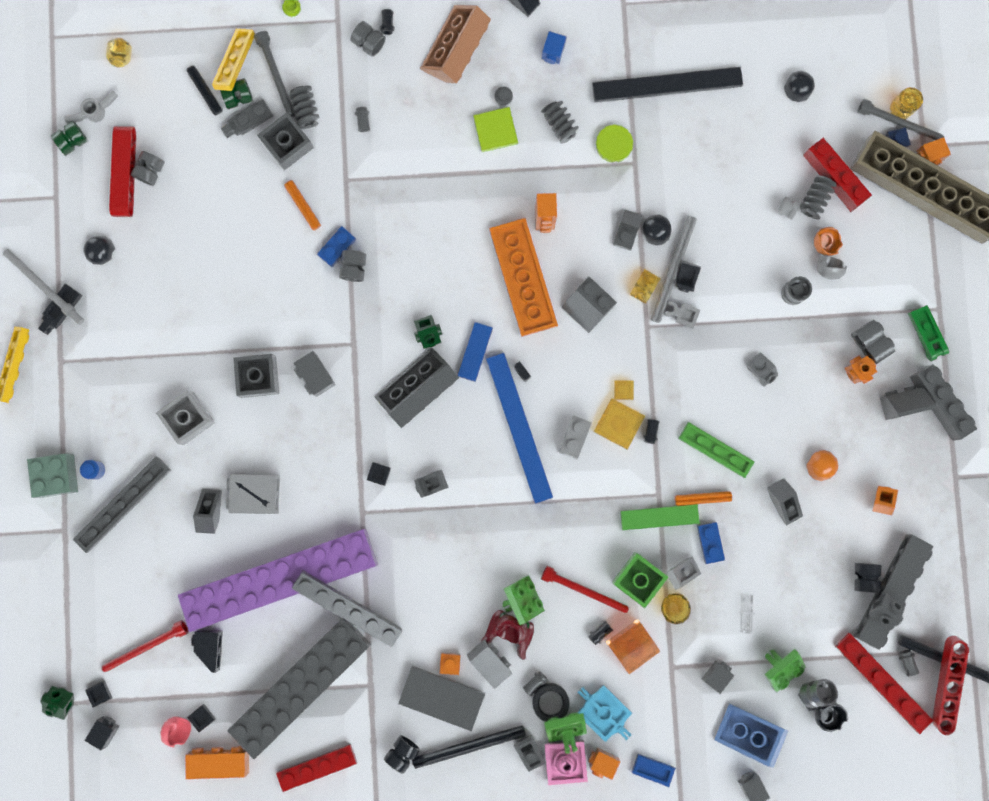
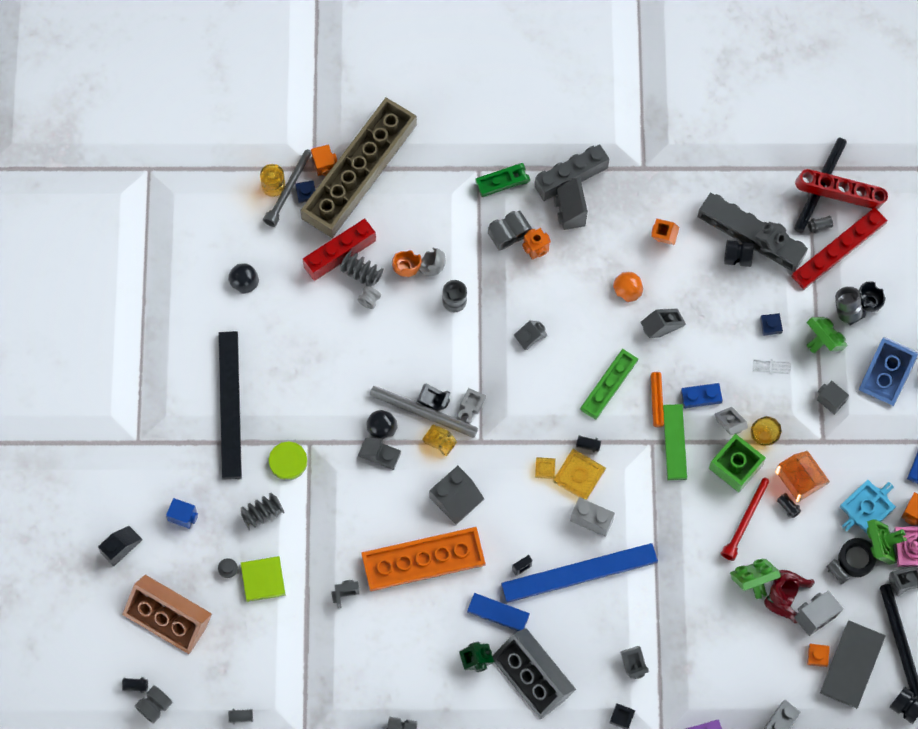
camera: 90 degrees left, 15 degrees down
(490, 207) = (347, 588): none -> dark grey bracket
(545, 212) = (362, 527): orange brick -> none
(793, 612) = (771, 324): none -> dark blue plate

